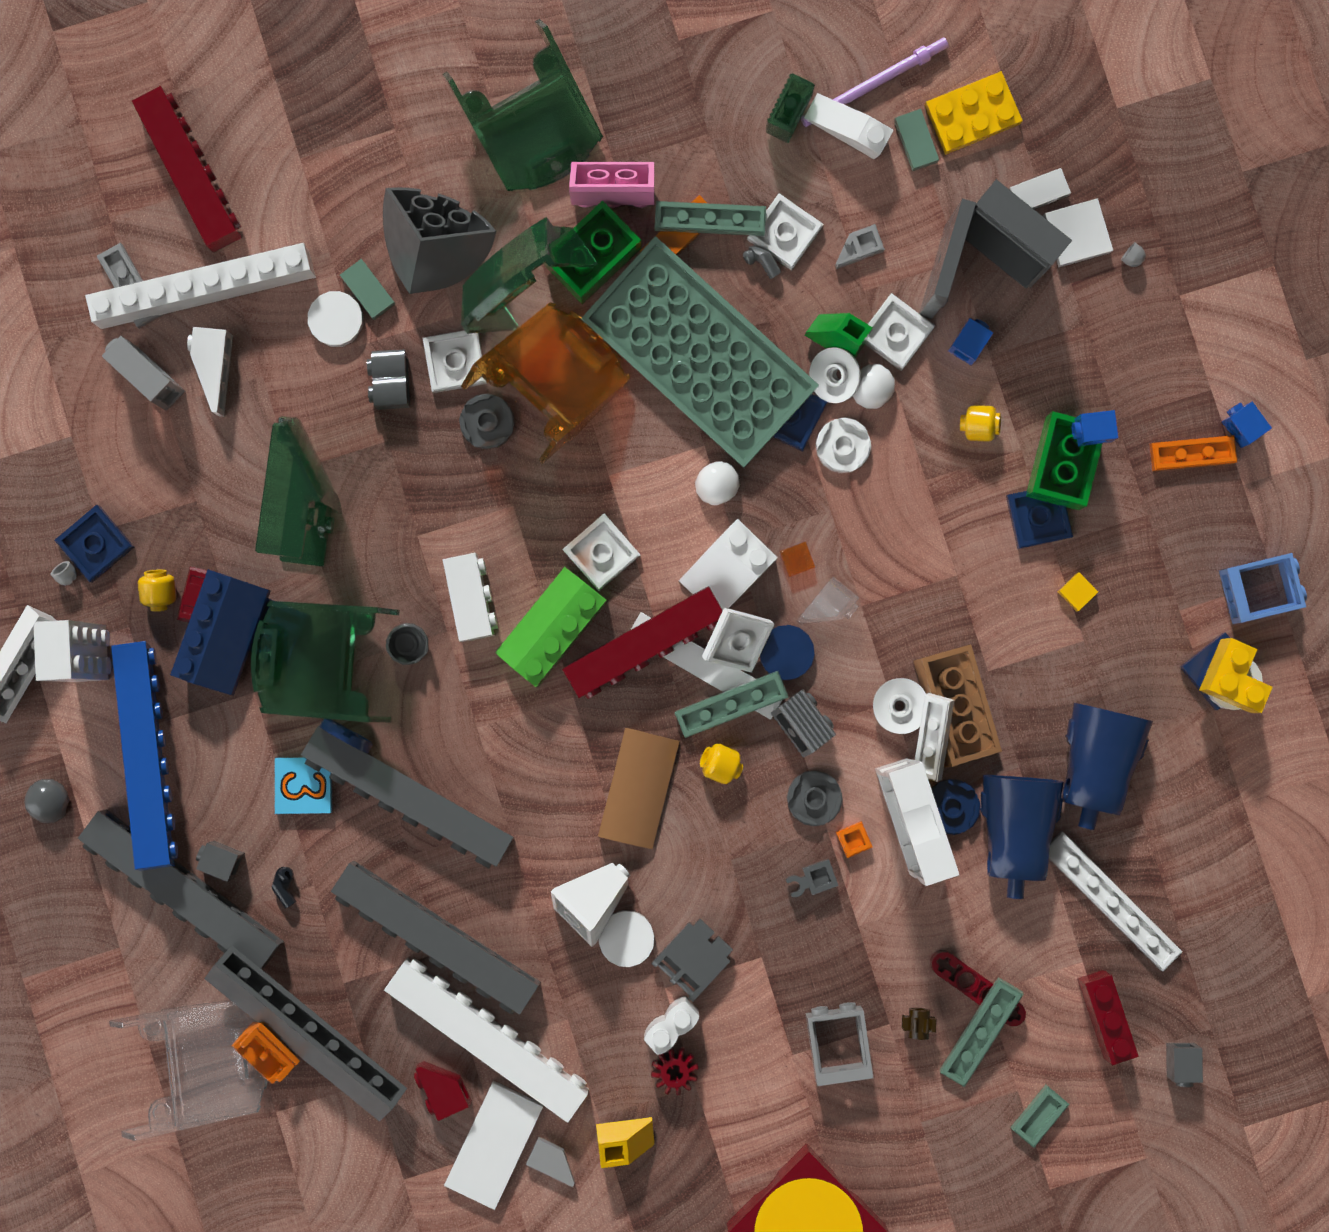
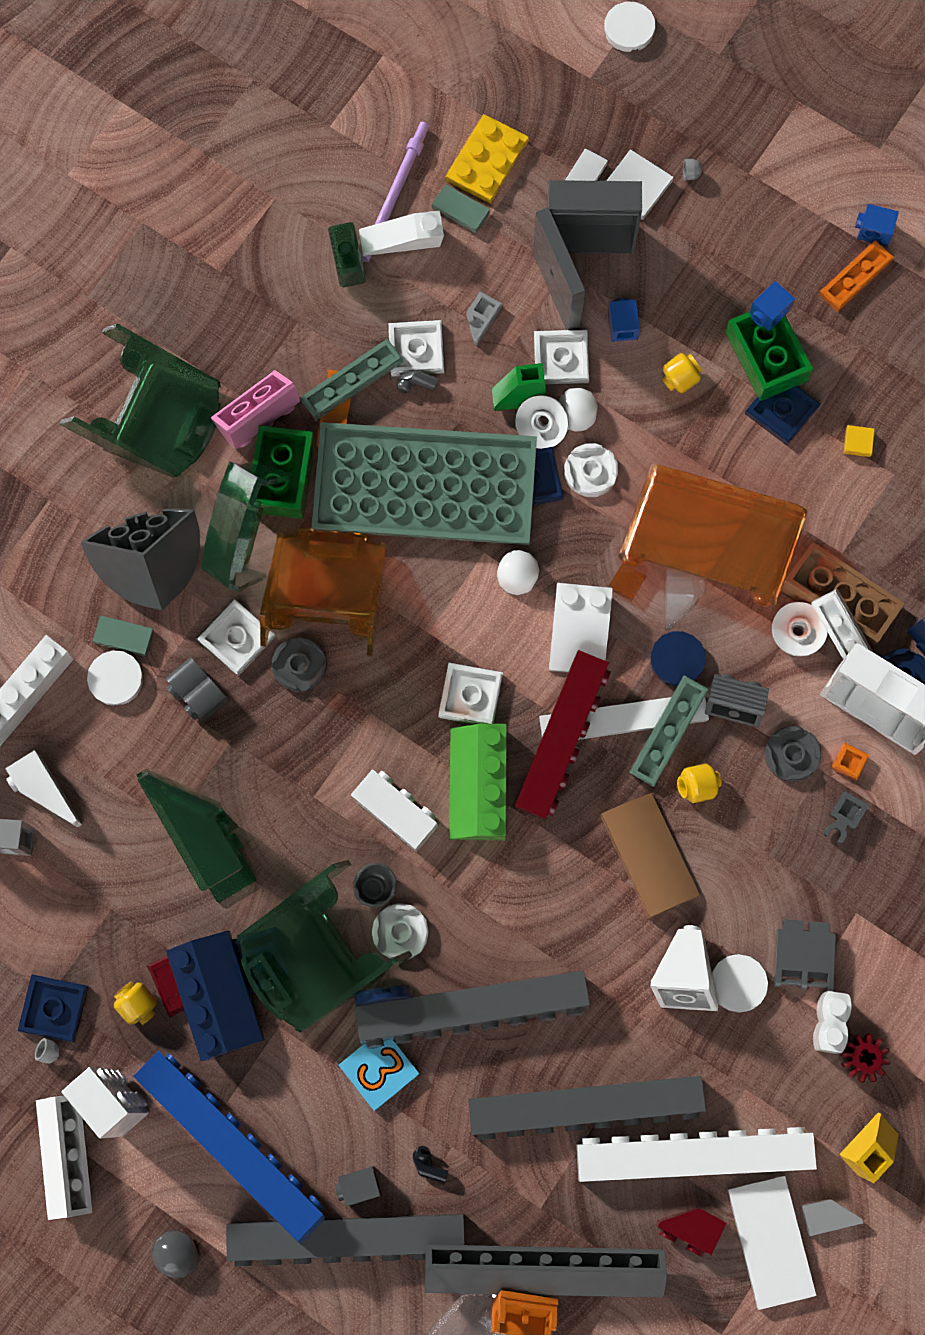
camera: 35 degrees left, 10 degrees down
(401, 694) = (400, 930): none -> white tile
(738, 640) = (633, 675): white tile -> none
(895, 576) = (714, 532): none -> clear orange windscreen
(1187, 88) = (629, 26): none -> white tile

